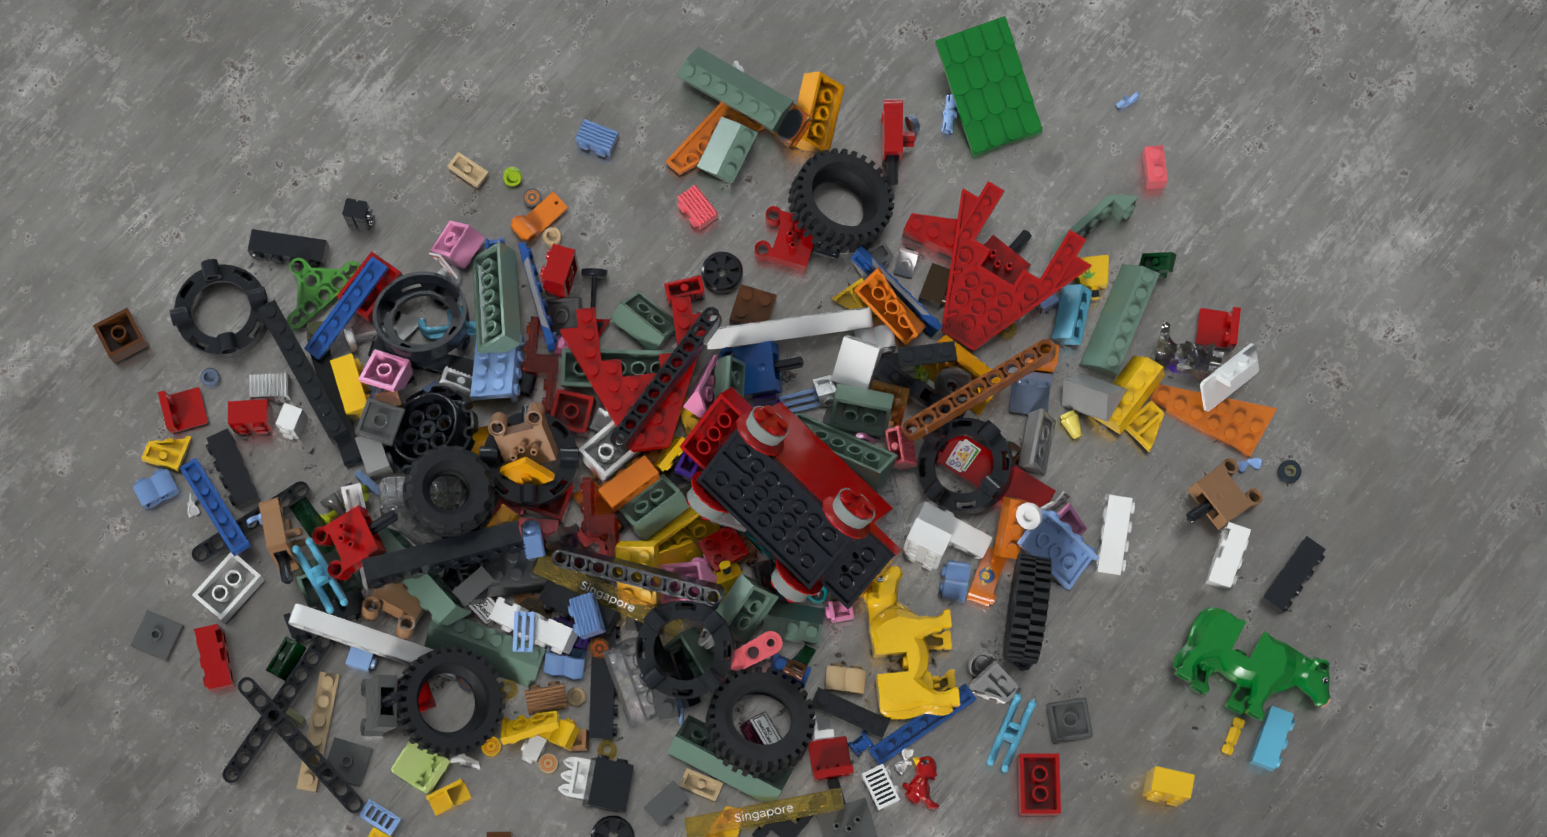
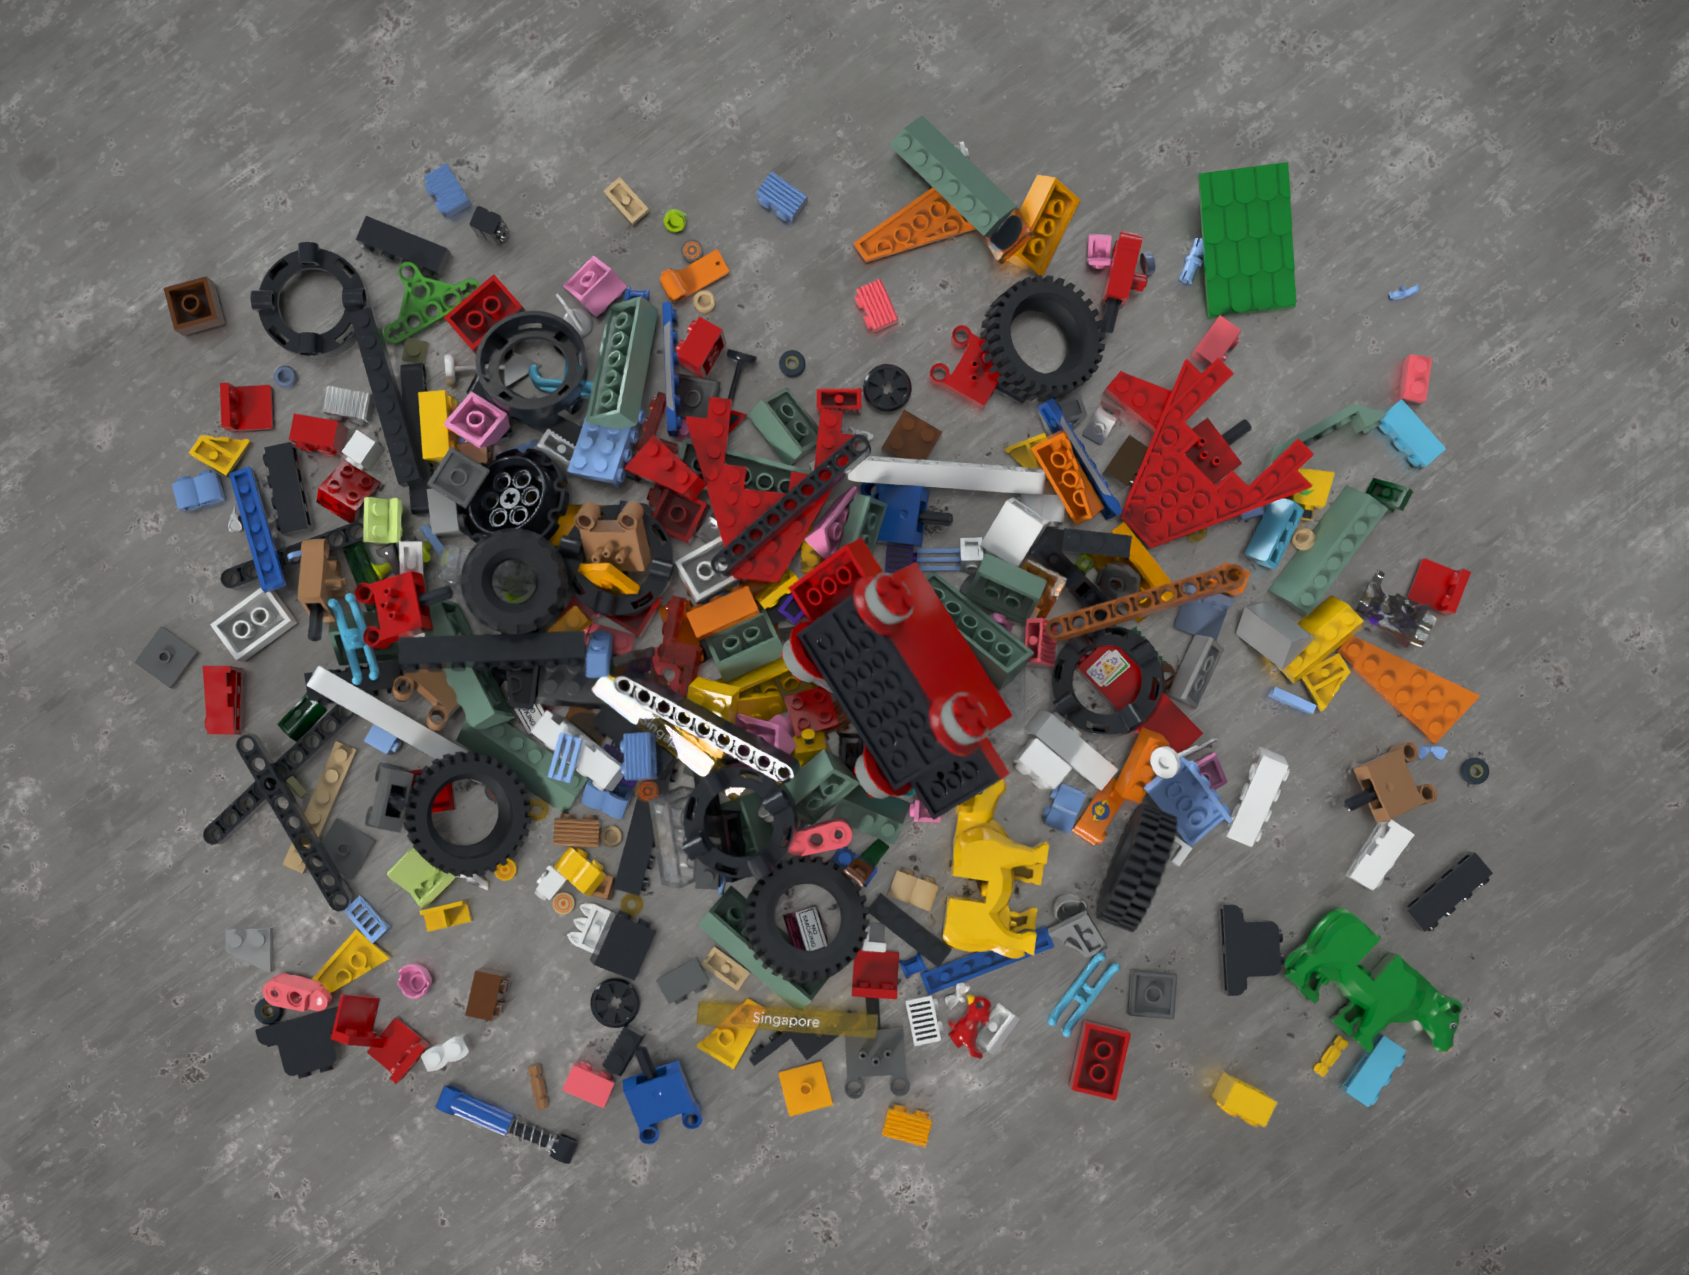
camera: 20 degrees right, 10 degrees up
(283, 460) = (345, 491): none -> red bracket
(315, 194) = (447, 191): none -> medium blue brick
(321, 475) = (382, 520): none -> yellowish green bracket
(346, 308) = (450, 335): blue plate -> none
(473, 586) = (519, 693): dark grey tile -> none
(523, 727) = (545, 861): yellow wing -> none
(552, 375) = (664, 468): none -> red wedge
(637, 263) = (784, 363): none -> black wheel
(727, 150) = (926, 246): sand green slope -> none
(870, 122) = (1099, 250): none -> bright pink bracket
(945, 781) = (997, 1029): none -> white slope
(986, 170) = (1217, 342): none -> coral brick
(1058, 594) = (1179, 852): none -> white panel
(1072, 424) = (1241, 658): light yellow cone -> none
(1097, 314) = (1303, 538): none -> tan tile
(1122, 448) = (1292, 700): none -> light blue tile
(1139, 661) = (1247, 949): none -> black brick
(1163, 211) = (1411, 435): none -> medium azure brick
(1229, 377) = (1436, 649): white bracket -> none

